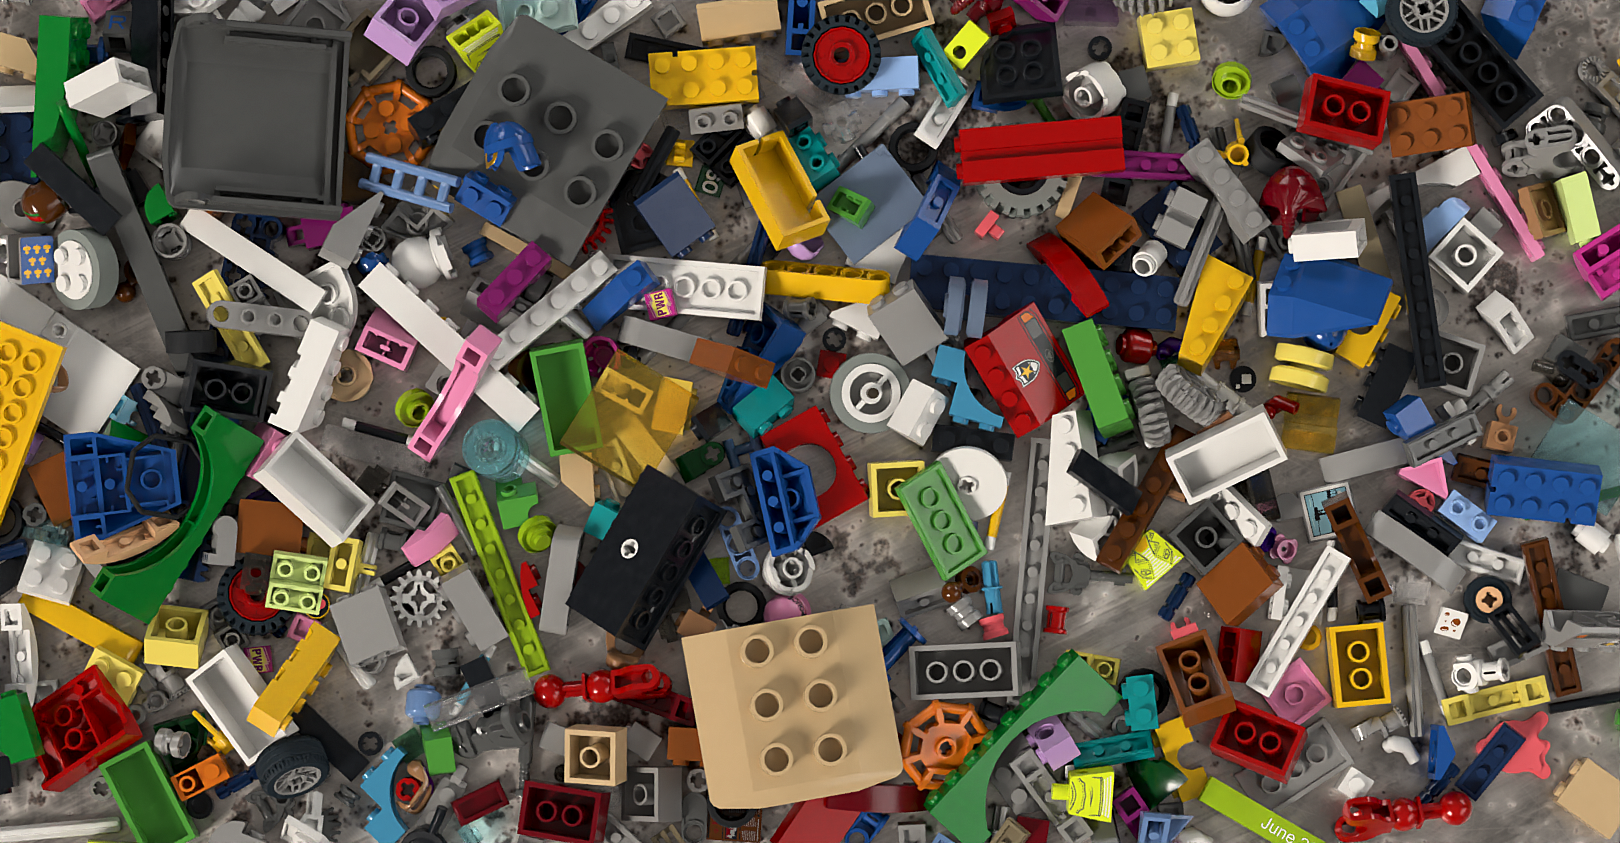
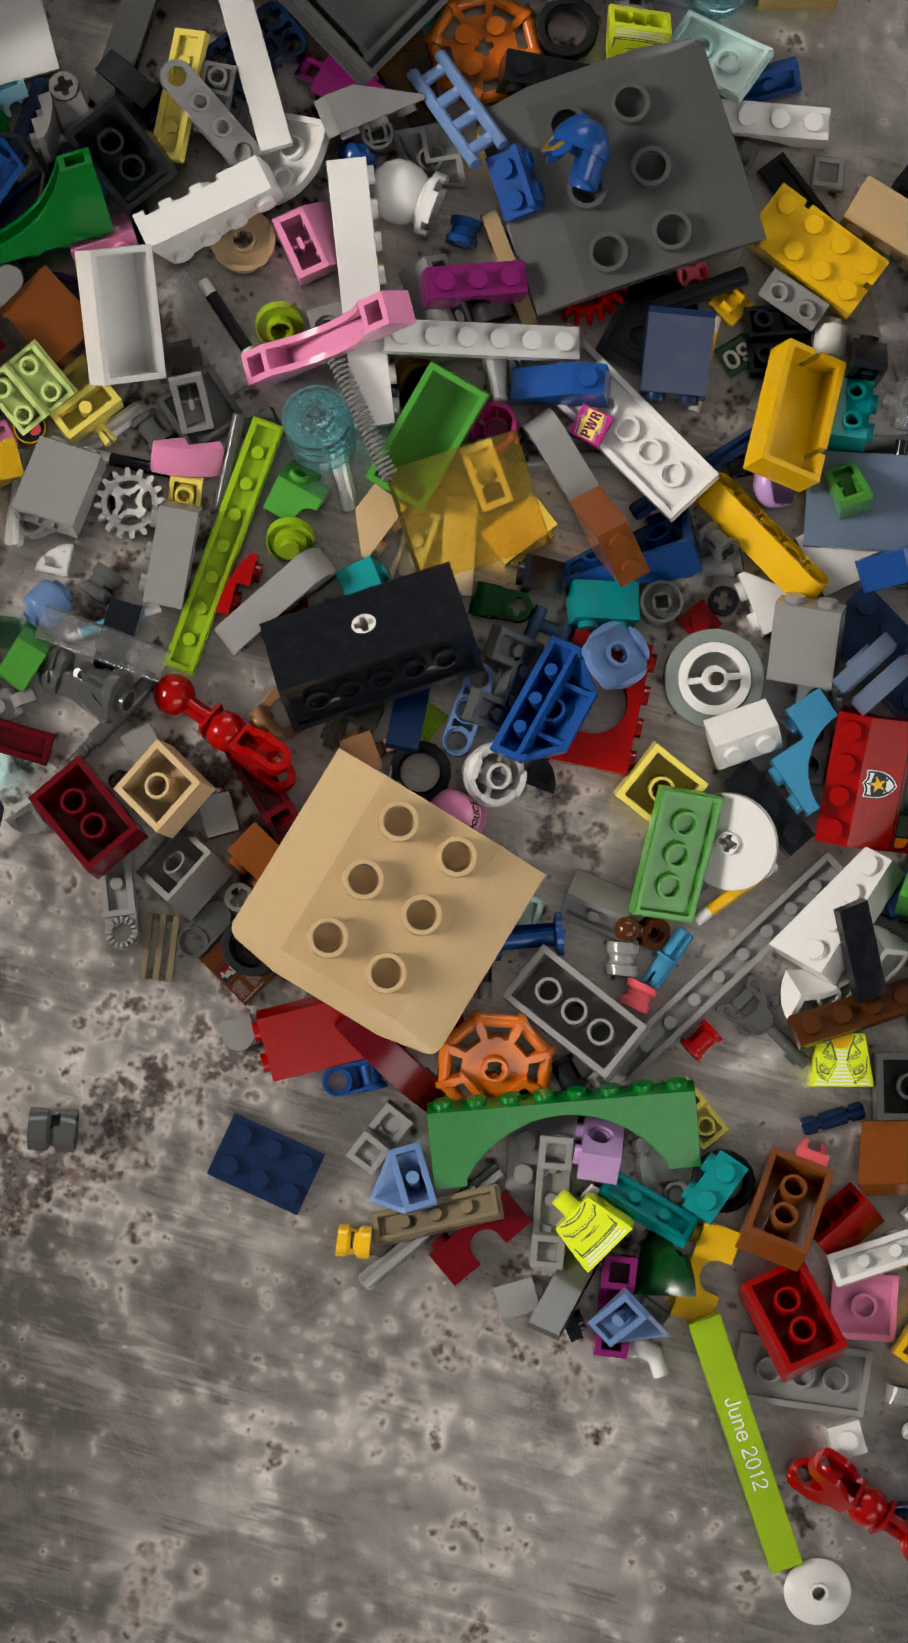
camera: 40 degrees right, 0 degrees up
(525, 428) = (384, 476): none -> light grey piece
(799, 446) = (601, 664): none -> medium blue plate

